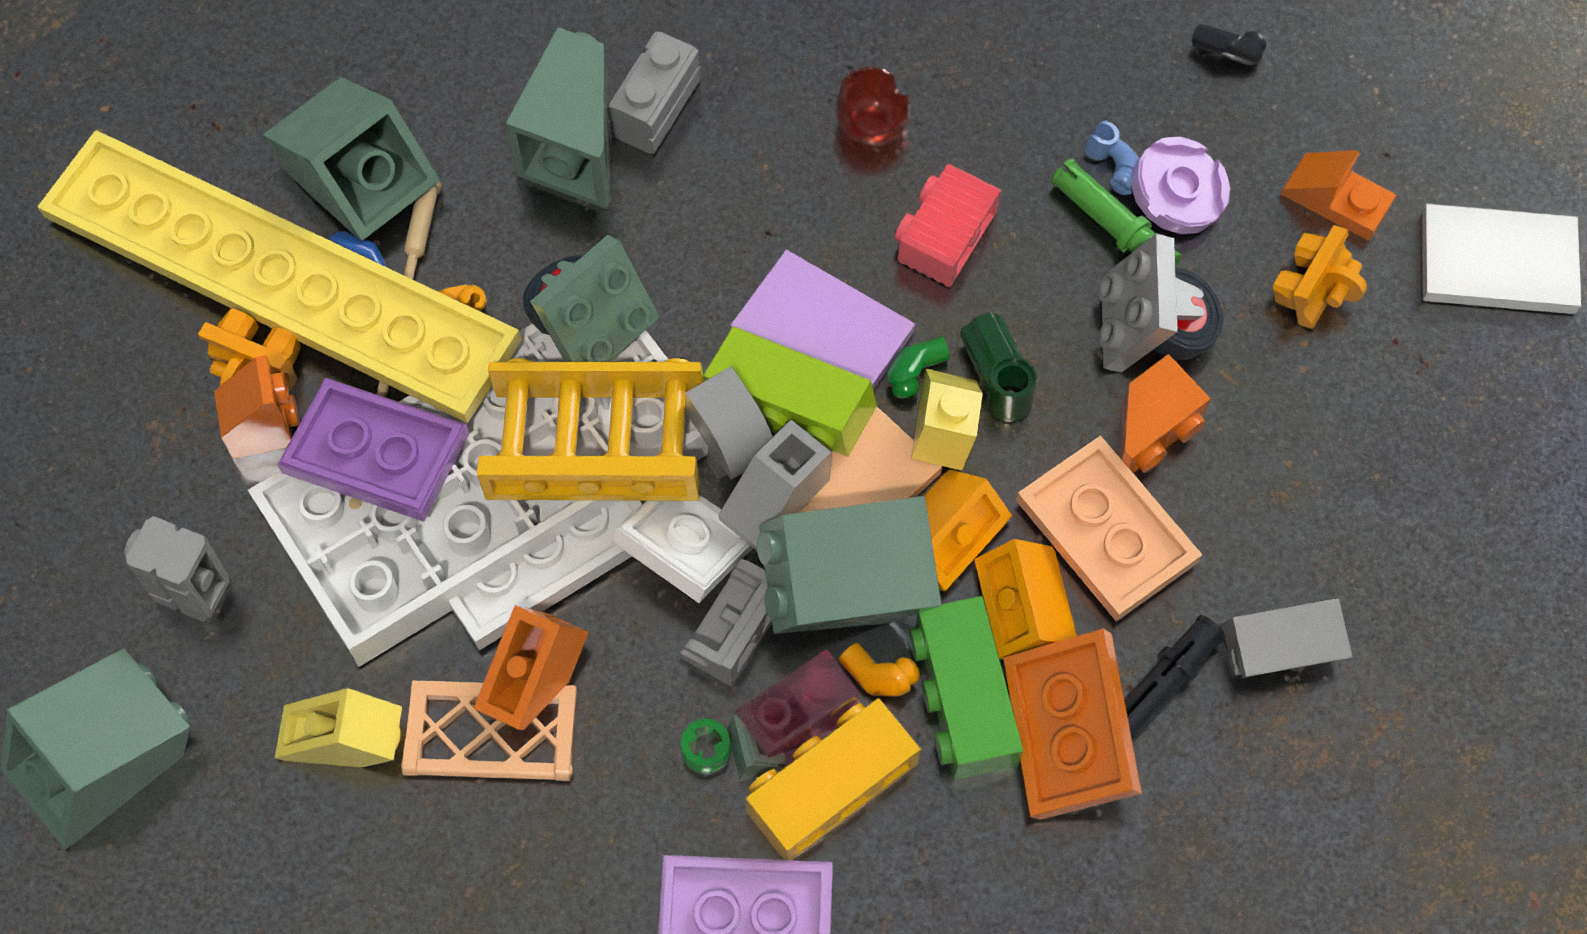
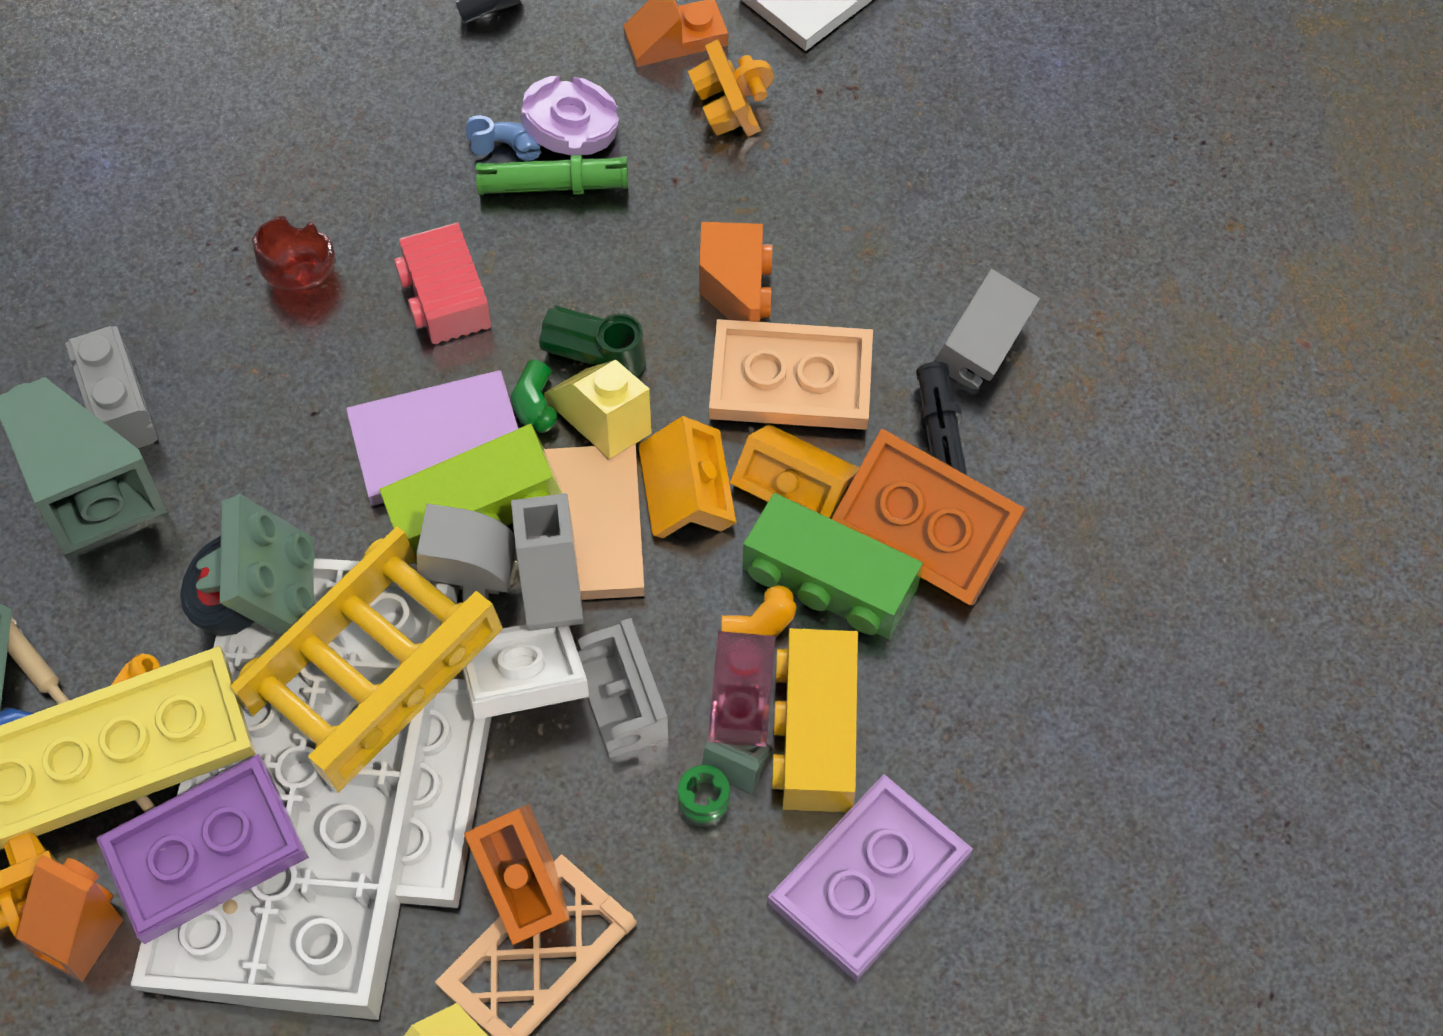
camera: 50 degrees left, 5 degrees down
(848, 566) = (669, 557): sand green slope -> none
(1156, 308) = (650, 205): light grey plate -> none

